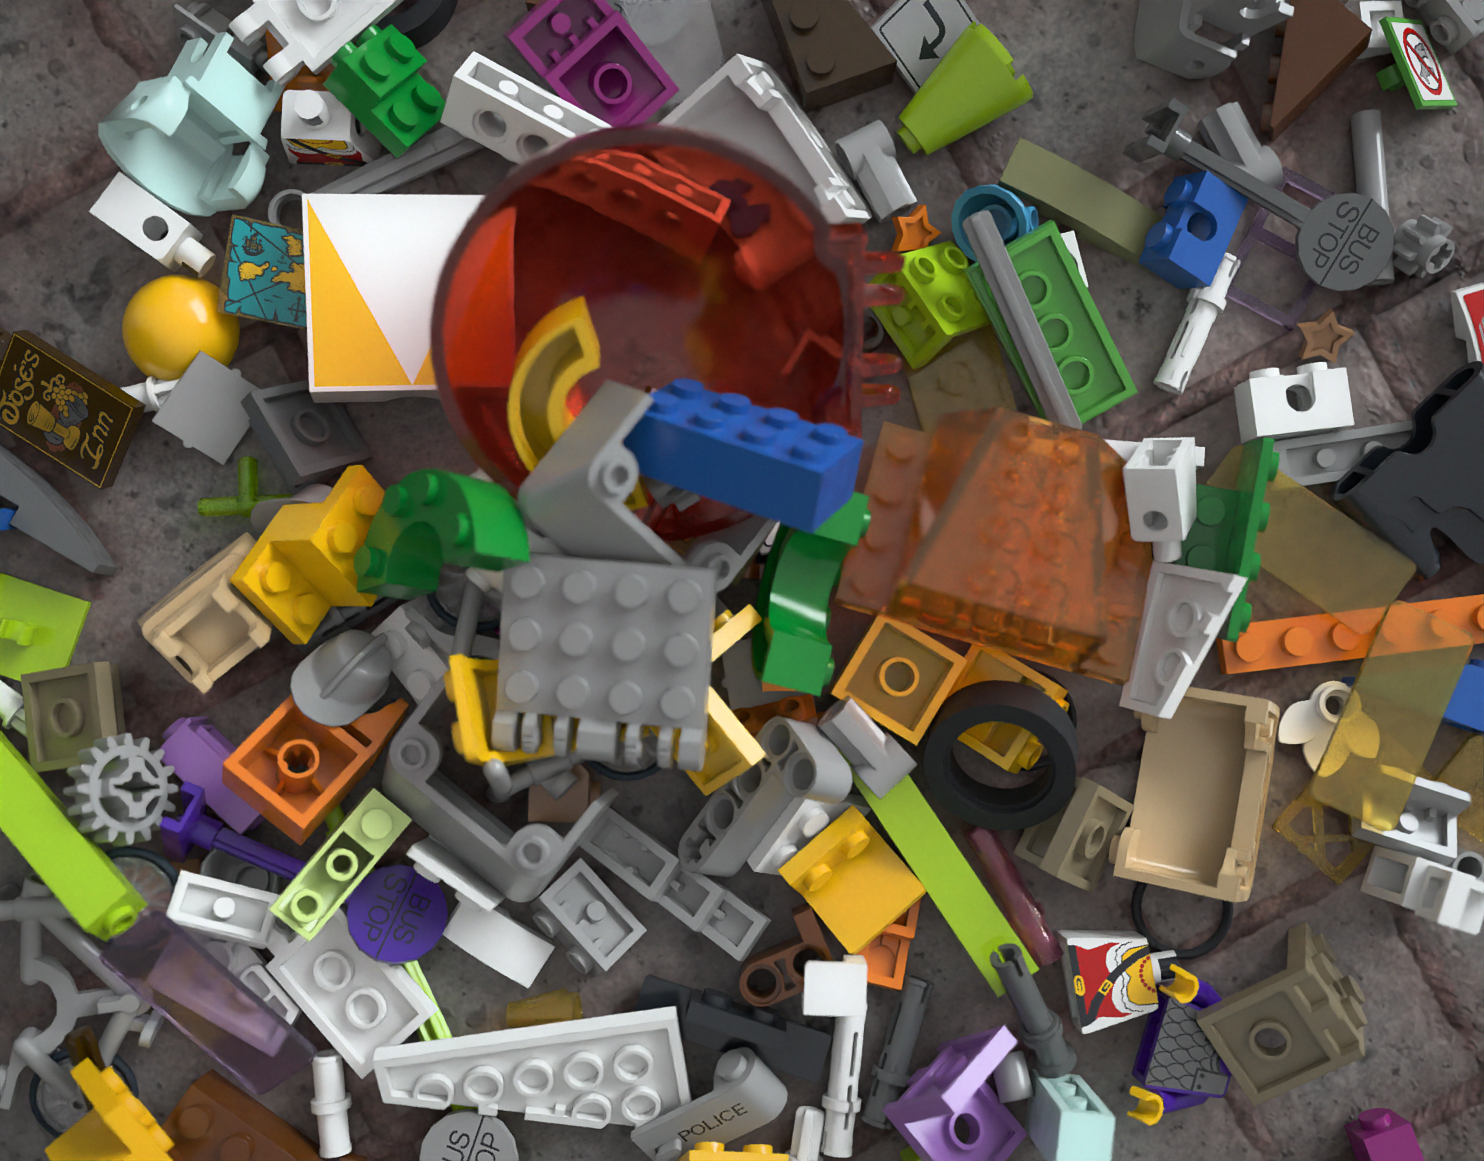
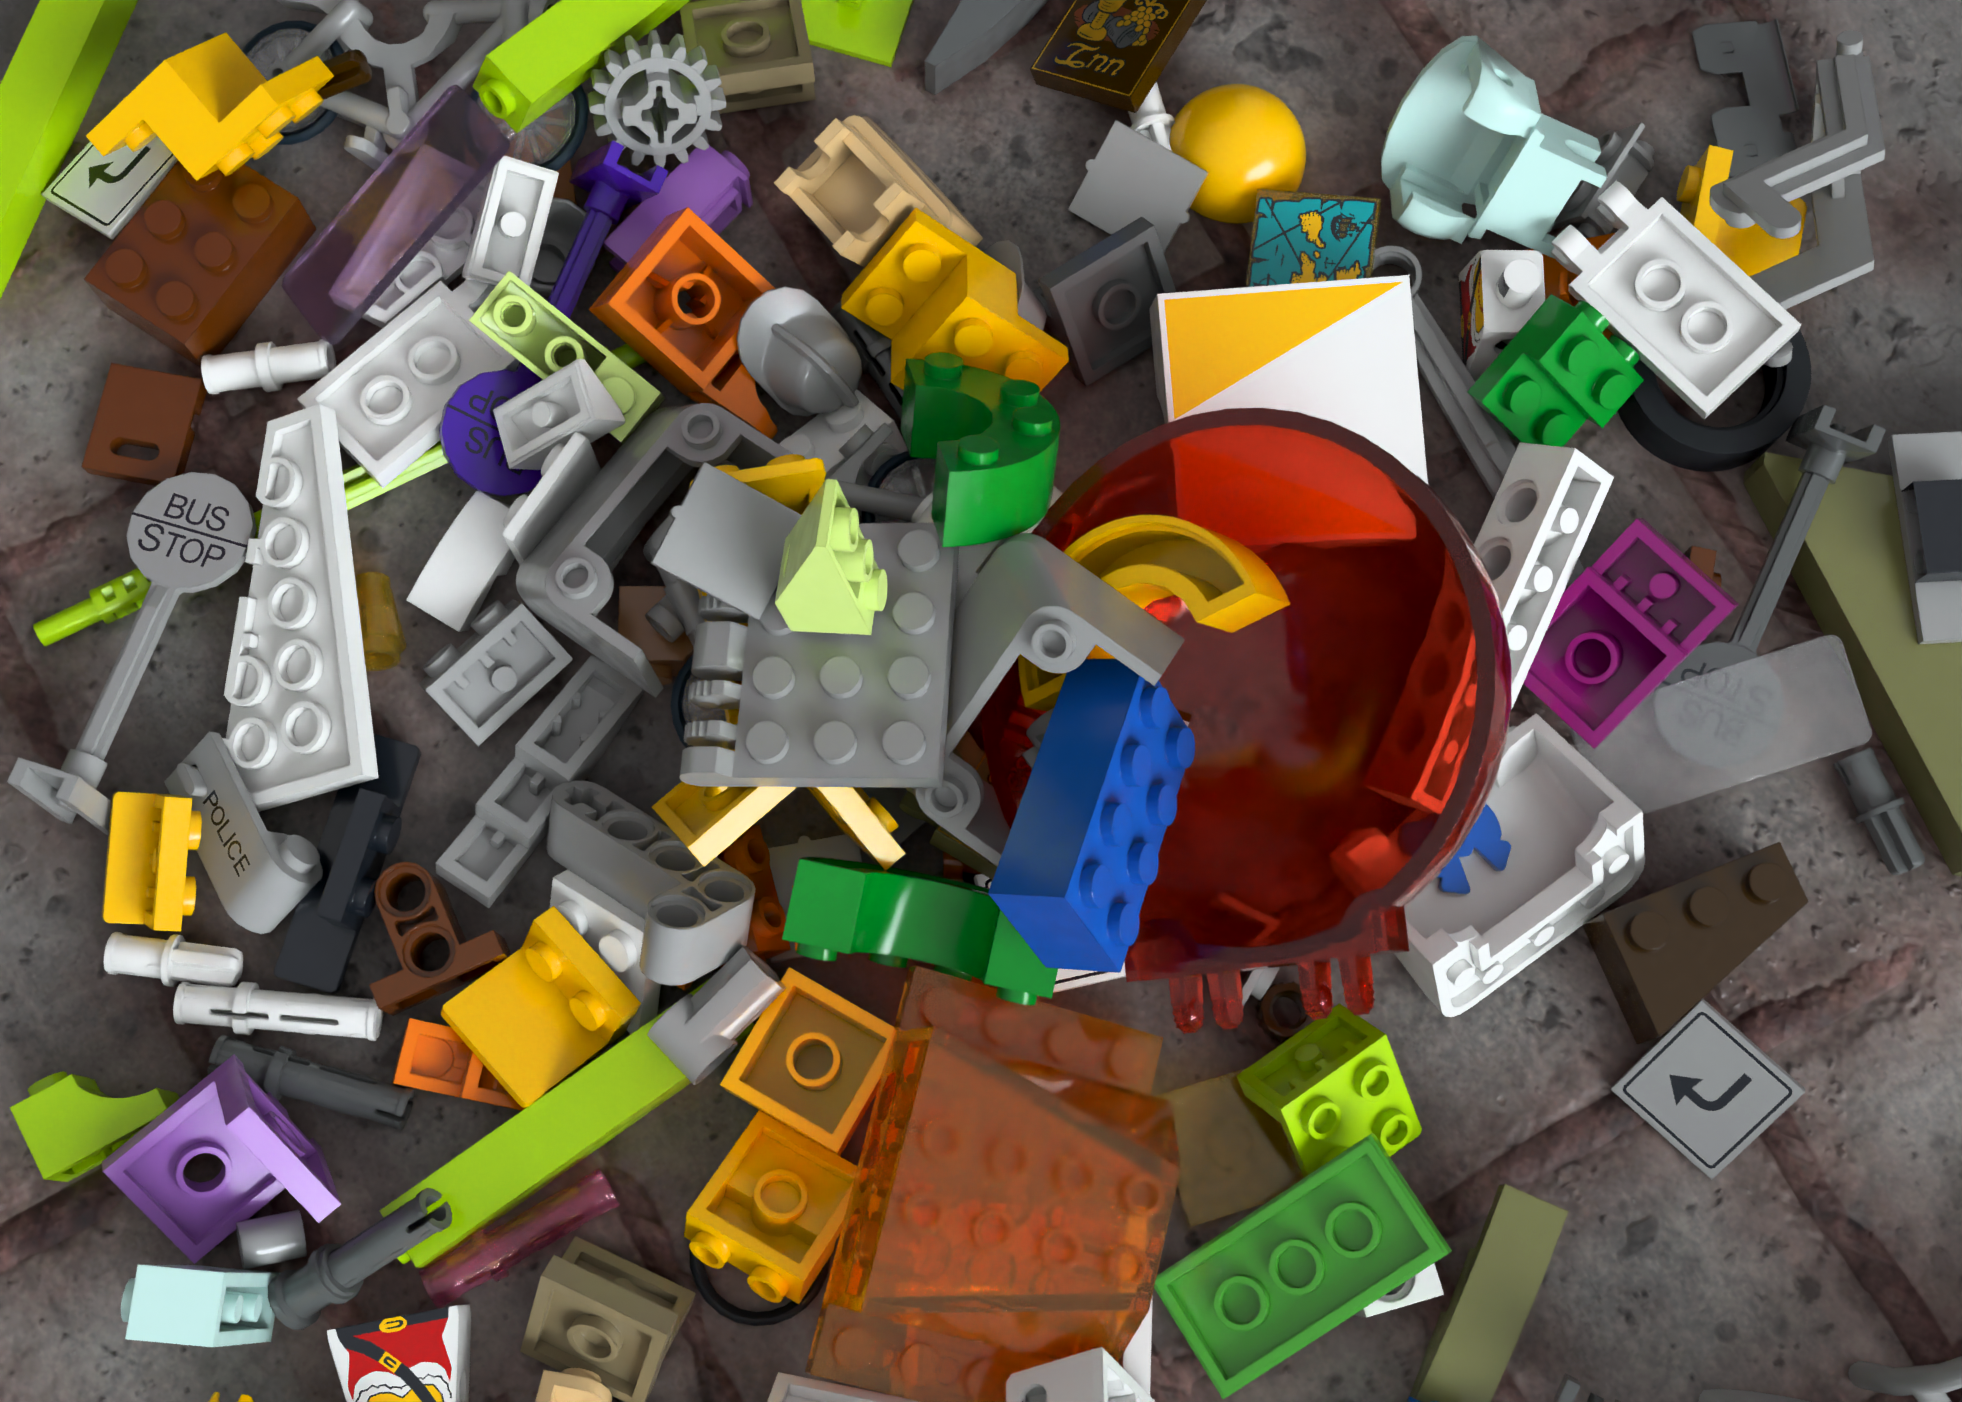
camera: 85 degrees right, 10 degrees down
(146, 220) = (1358, 110): white torso -> none
(247, 494) = (1034, 238): clear neon green piece -> none
(388, 871) = (553, 412): none -> white slope
(516, 729) = (727, 541): none -> light grey piece
(550, 649) = (829, 570): none -> yellowish green slope
(835, 987) = (397, 980): white panel -> none
(870, 159) = (1520, 1015): light grey piece -> none
(913, 231) = (1429, 1075): orange piece -> none
(963, 92) = (1624, 1133): lime cone -> none
(989, 805) = (767, 1234): black tyre -> none
(1005, 207) = (1451, 1182): dark azure helmet -> none
(1020, 319) = (1302, 1216): light grey axle -> none

